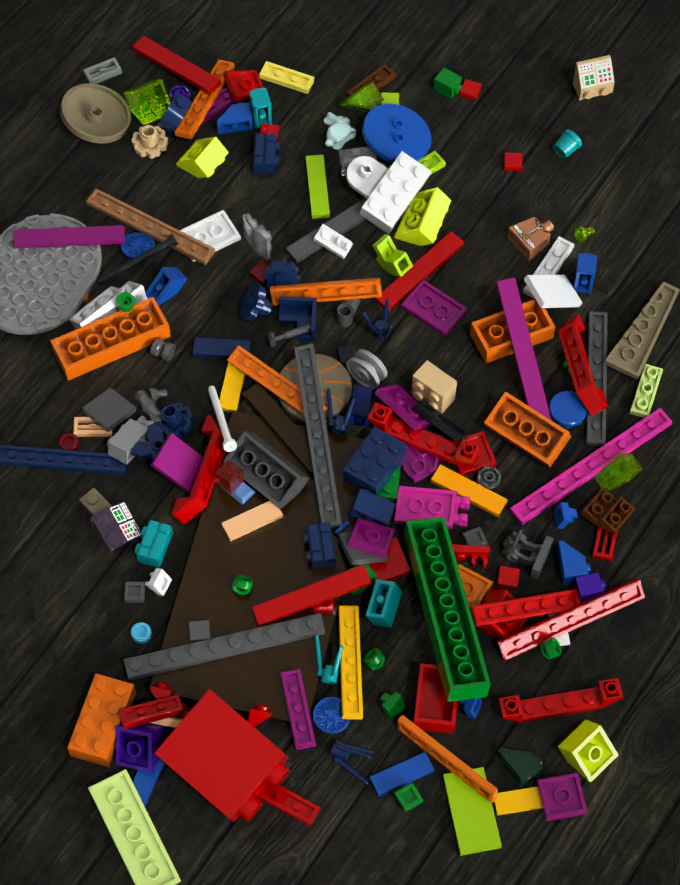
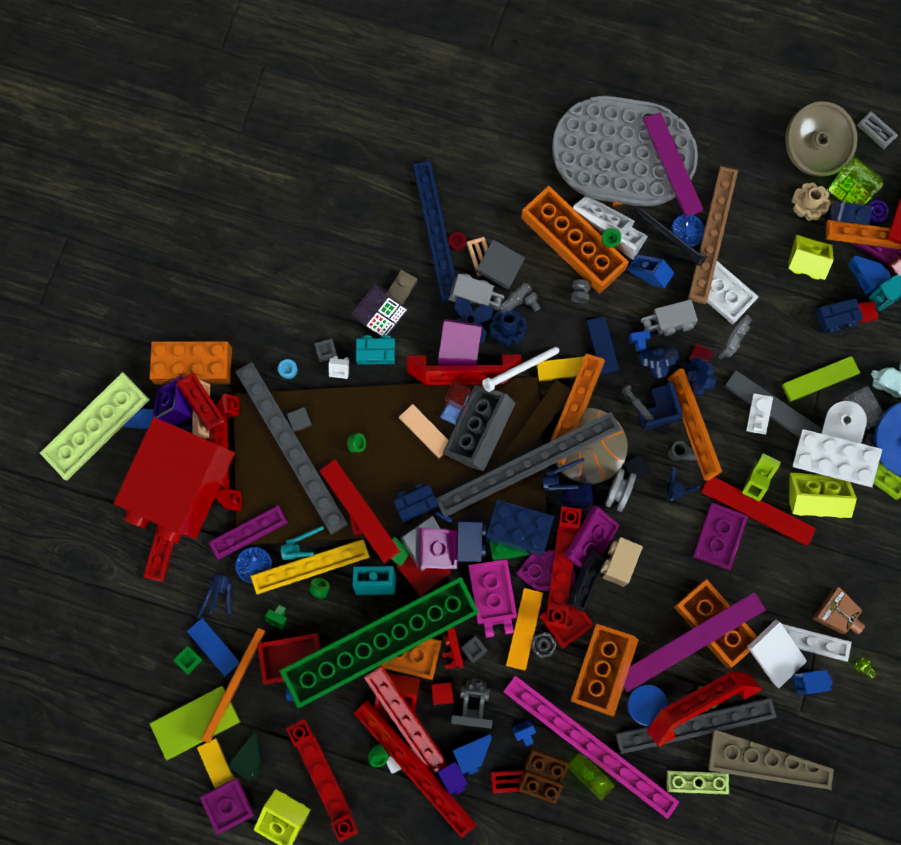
camera: 75 degrees right, 15 degrees up
(218, 282) = (671, 318): none -> light grey brick
(229, 315) = (639, 339): none -> blue tile

